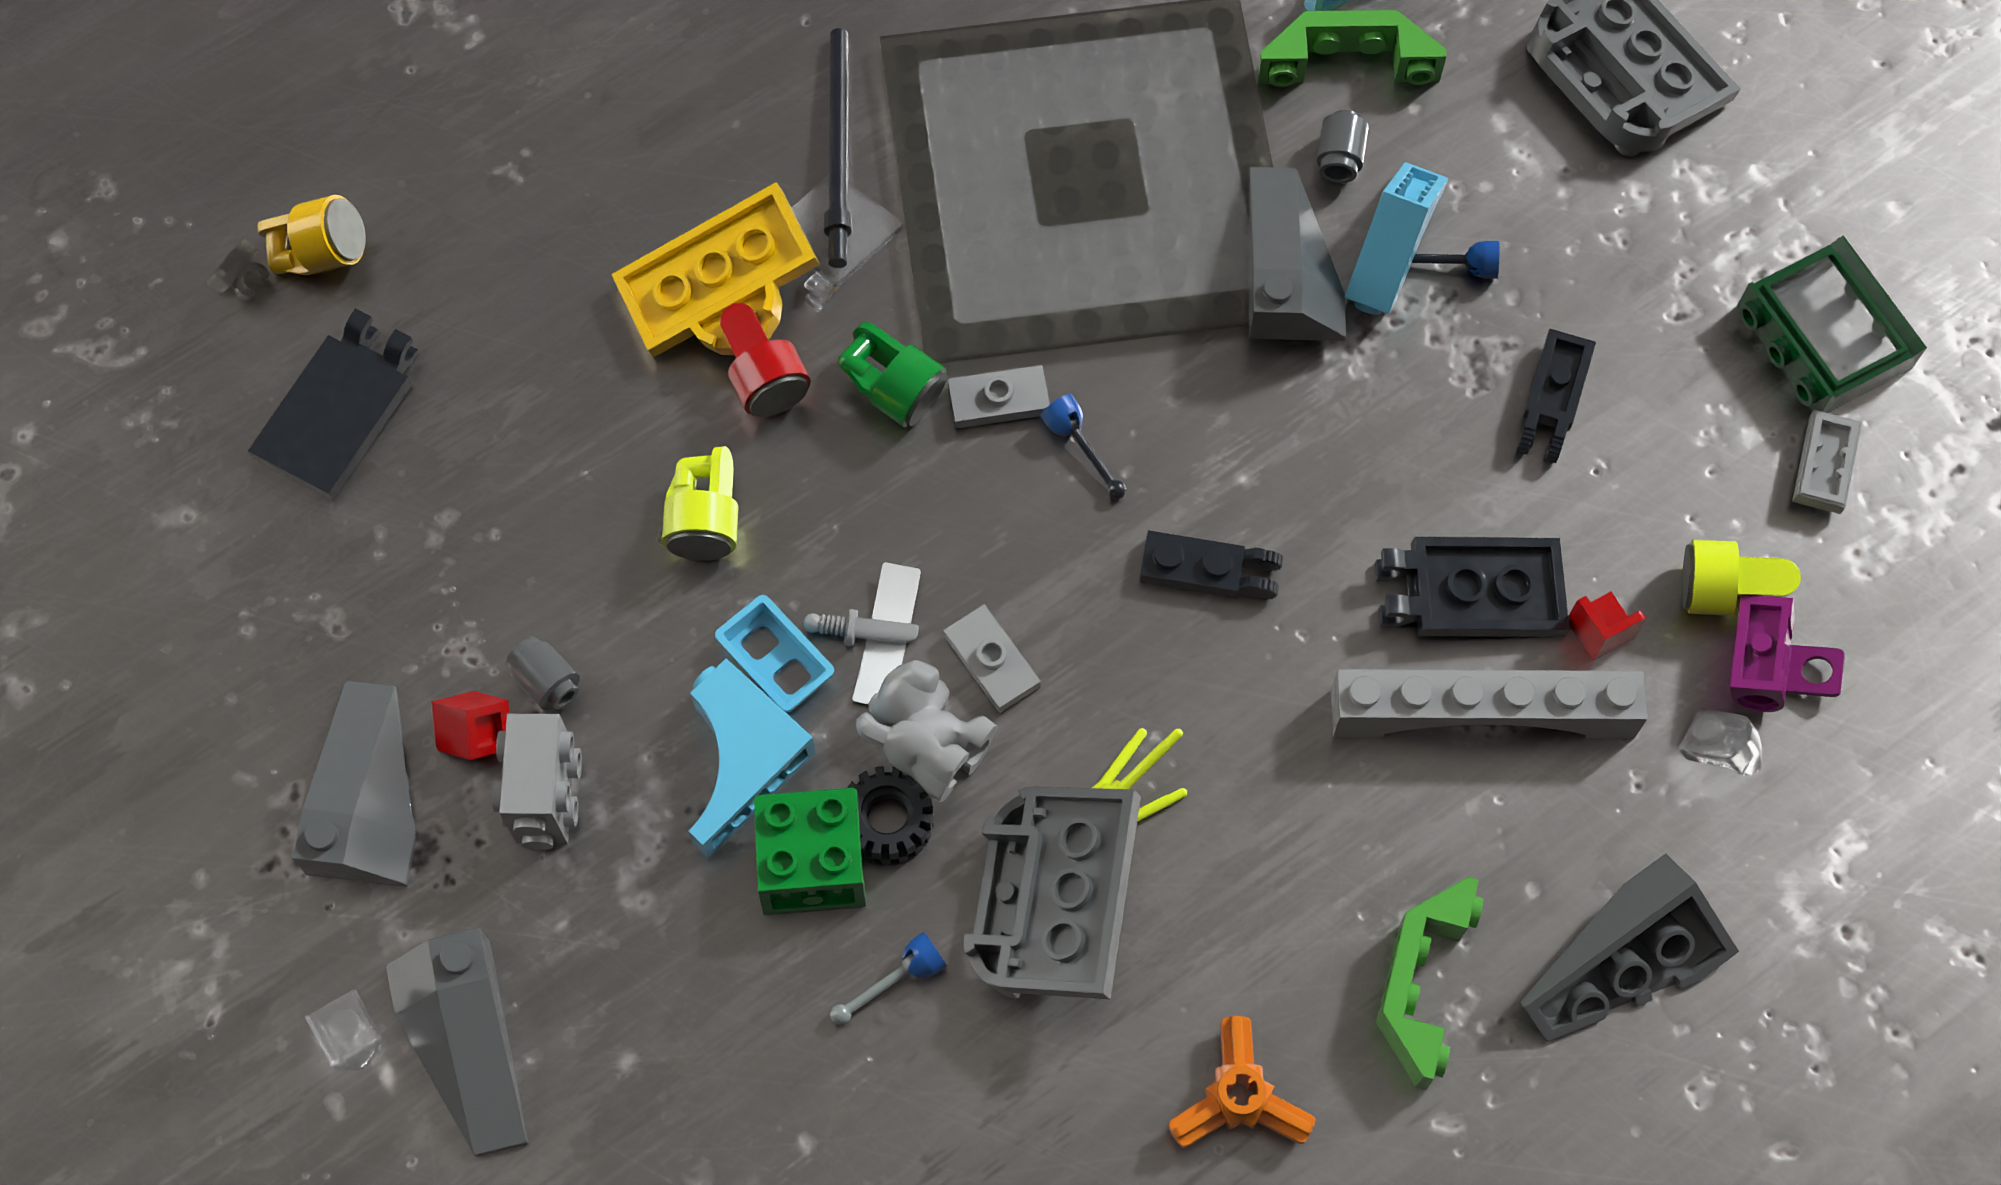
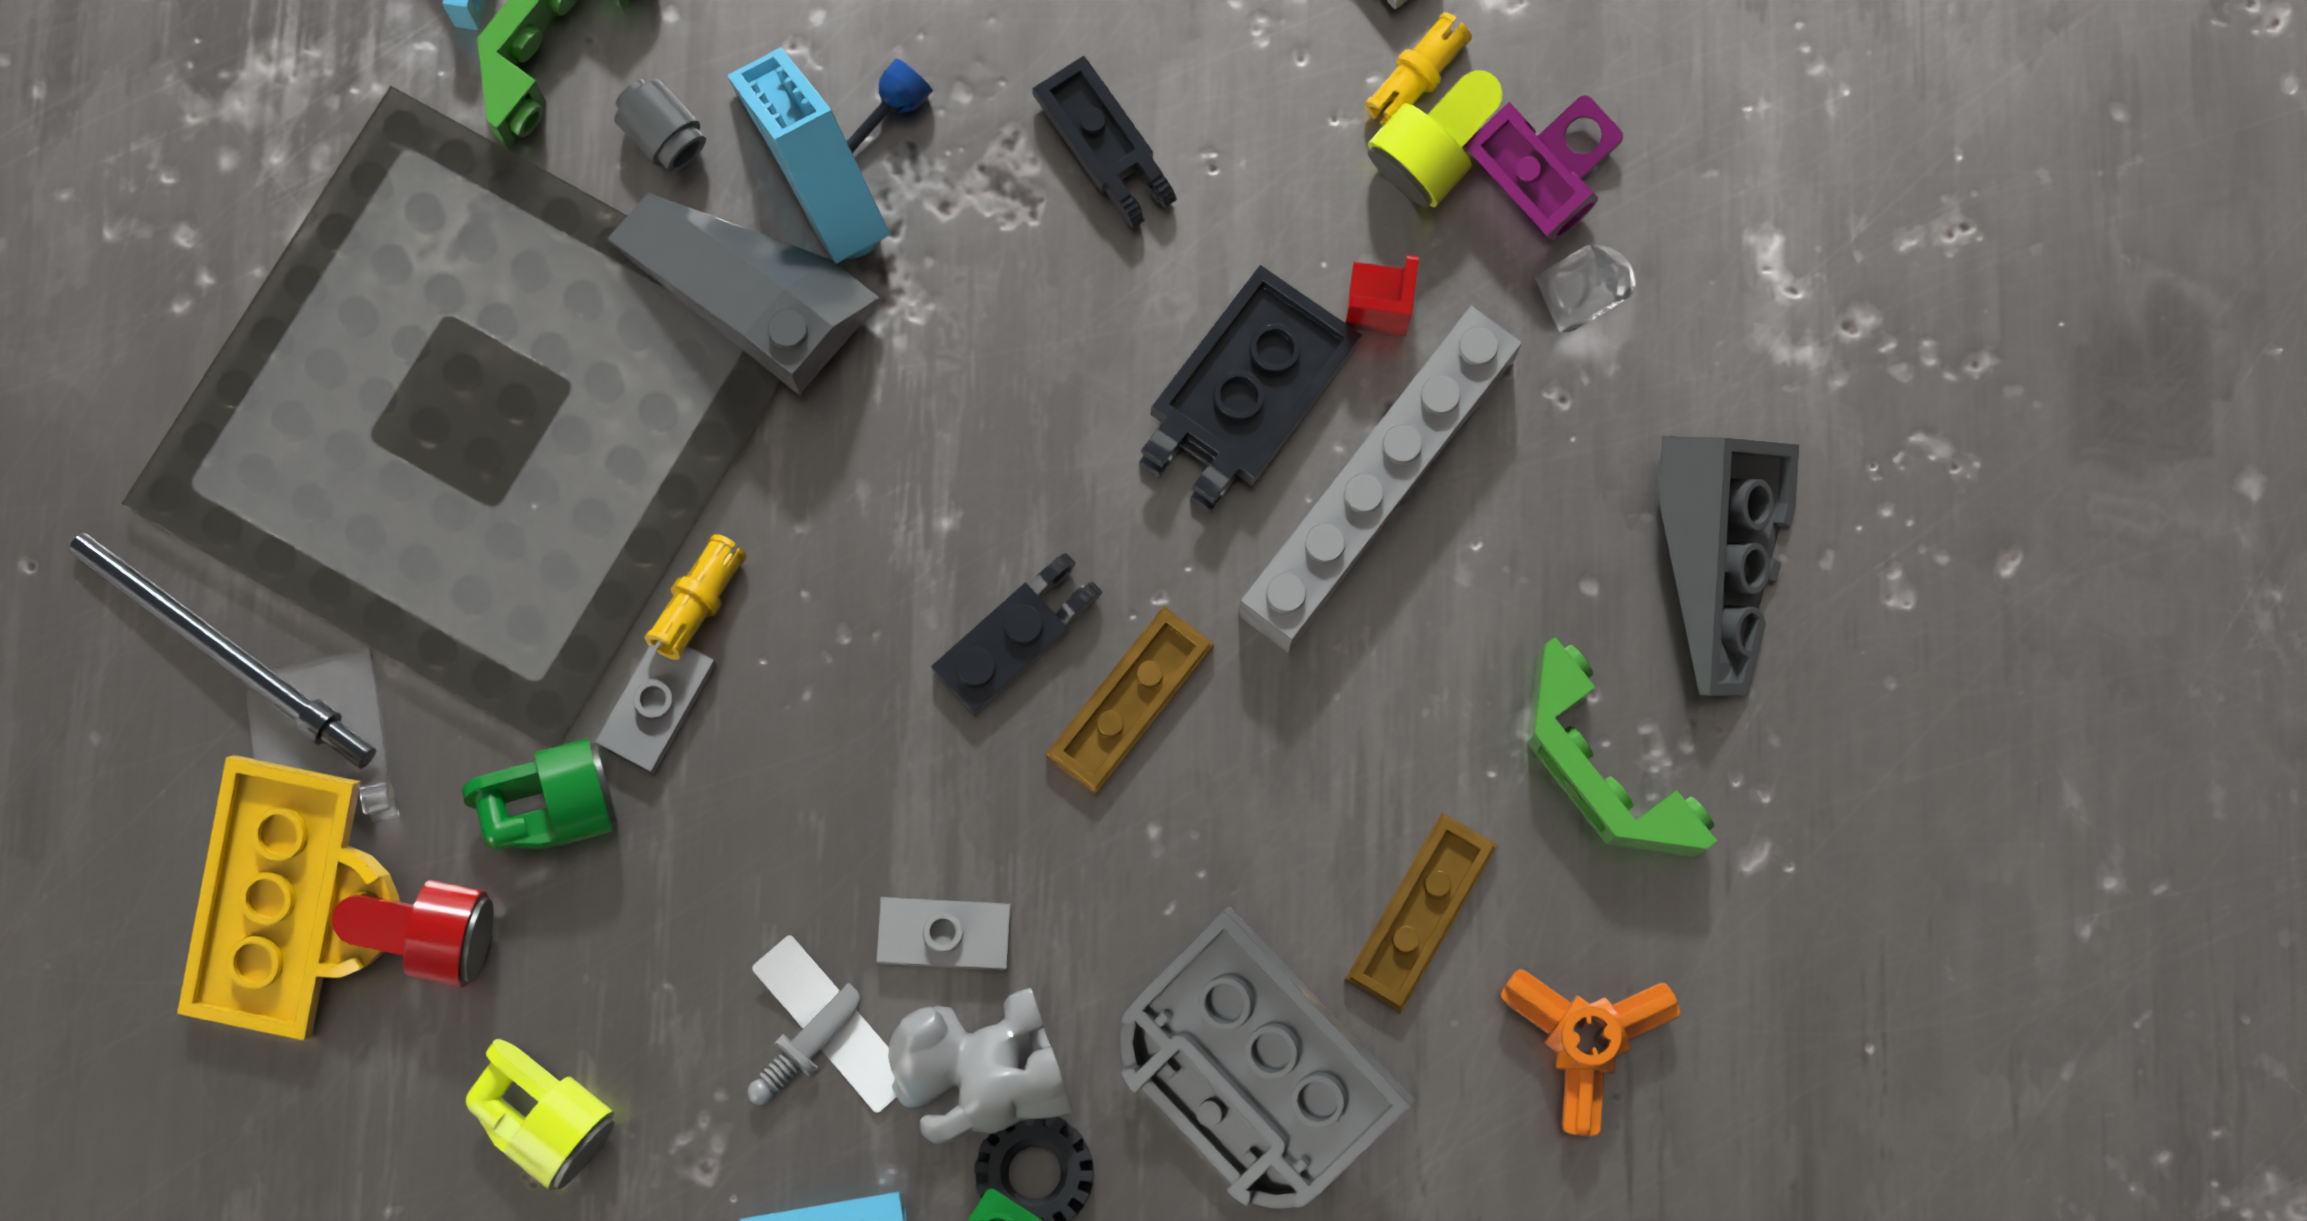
camera: 55 degrees left, 10 degrees up
(791, 647) = (767, 1135): medium azure piece -> none
(1064, 419) = (740, 654): hinge -> none
(1079, 368) = (695, 597): none -> yellow pin
(1129, 780) = (1196, 918): neon yellow plant -> none
(1224, 662) = (1129, 700): none -> pearl gold tile
(1236, 935) = (1421, 913): none -> pearl gold tile
(1771, 542) = (1419, 68): none -> yellow pin

